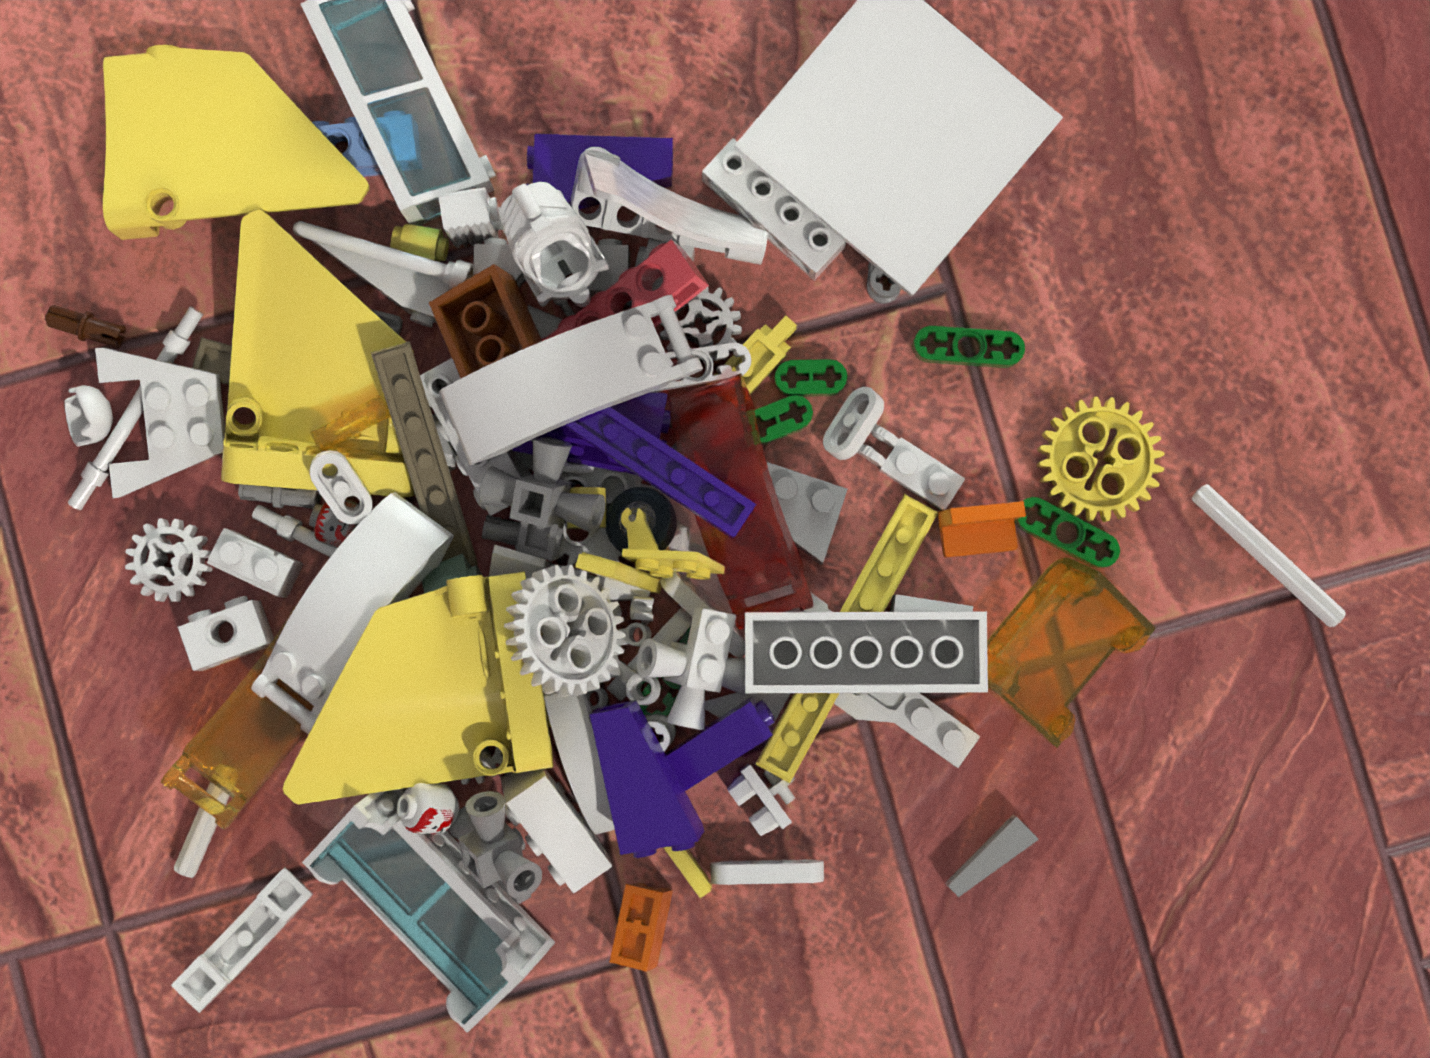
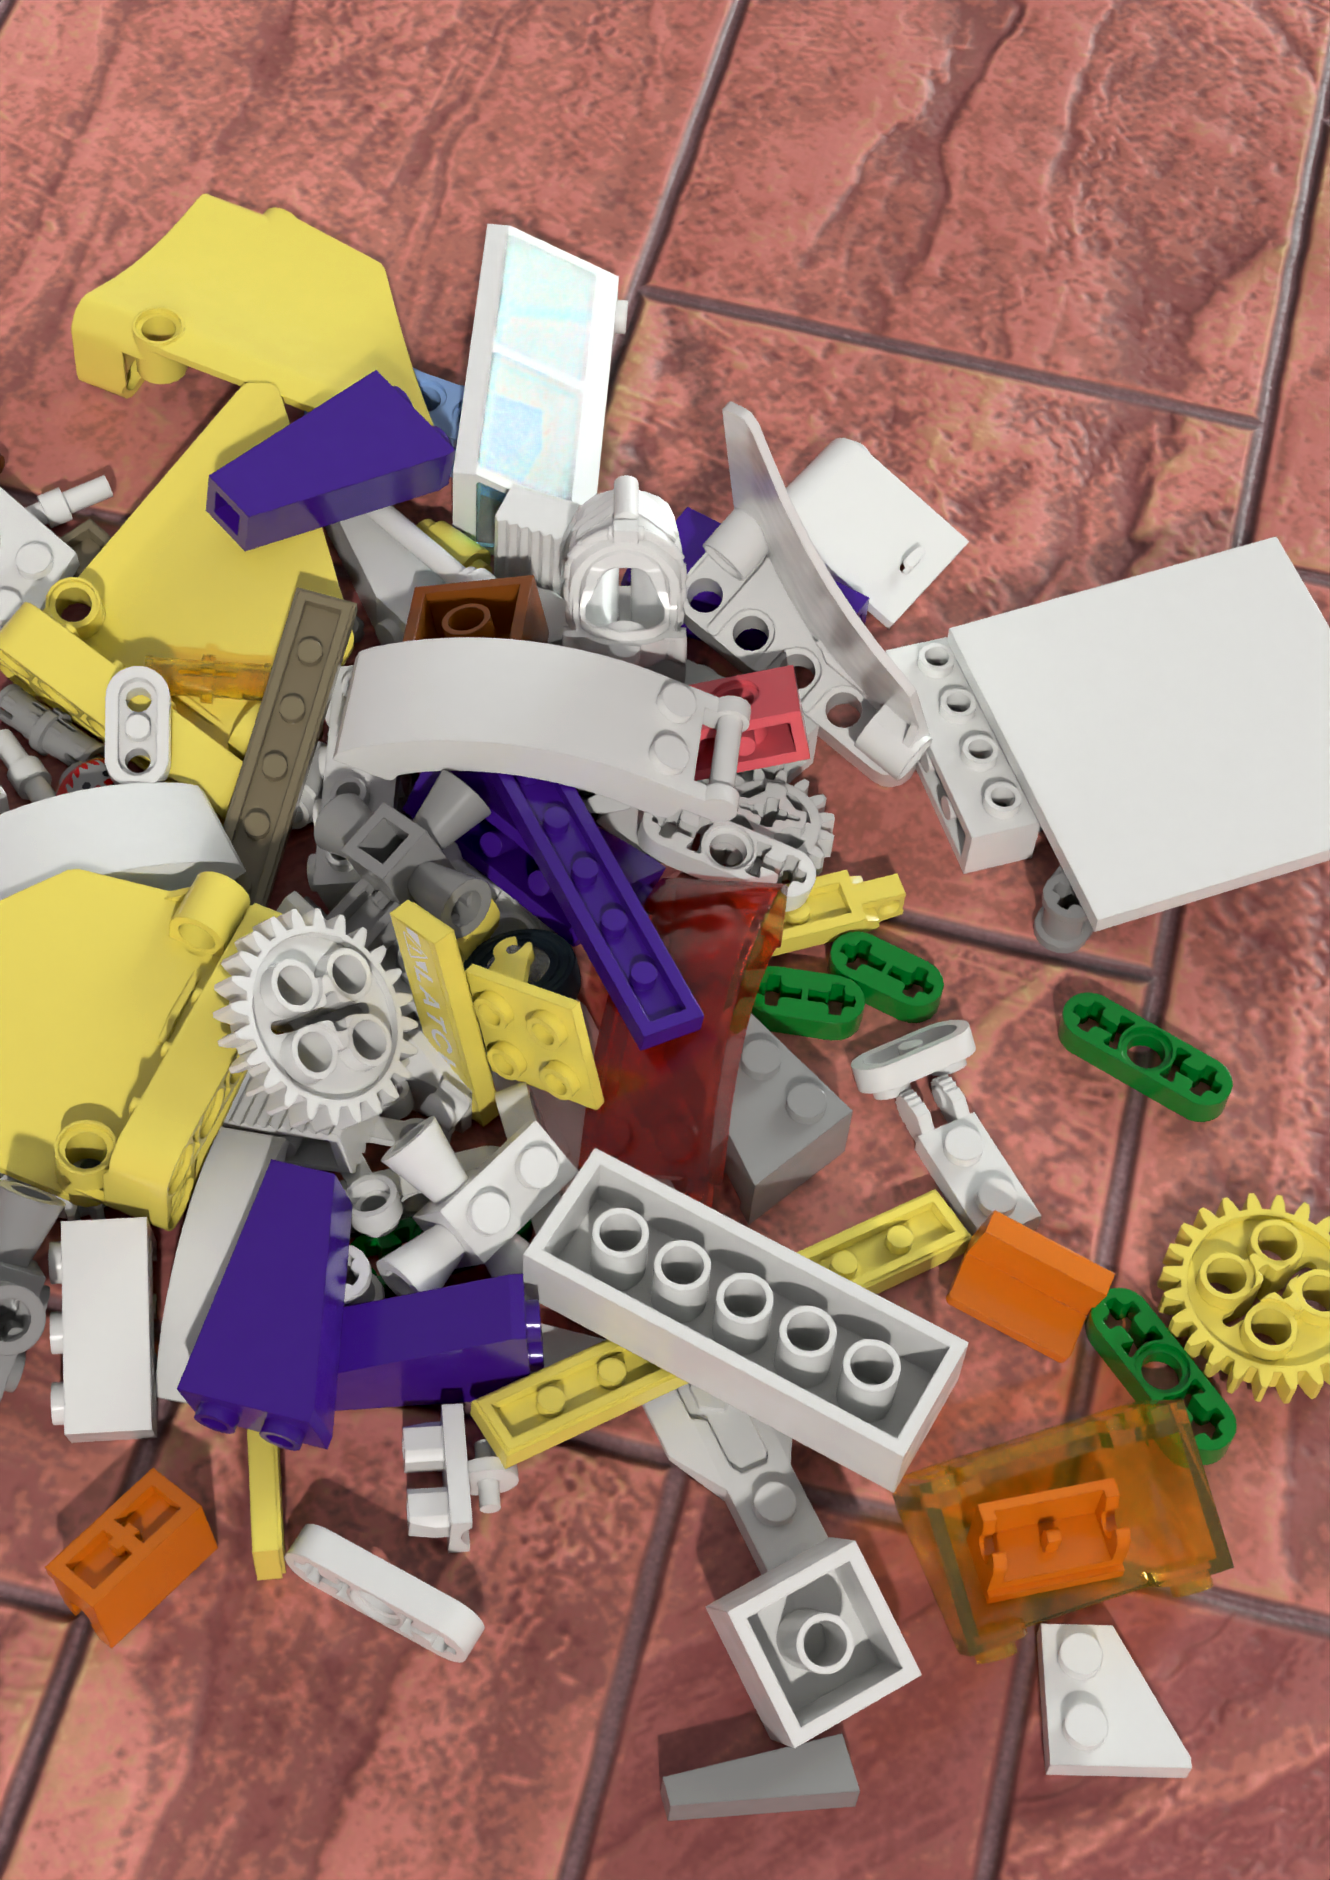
camera: 25 degrees right, 30 degrees down
(335, 251) = (330, 466): none -> dark purple slope
(630, 77) = (870, 526): none -> white door
(982, 787) = (813, 1641): none -> white brick
(1061, 663) = (1048, 1540): none -> orange hinge
(1122, 725) = (1100, 1708): none -> white wing

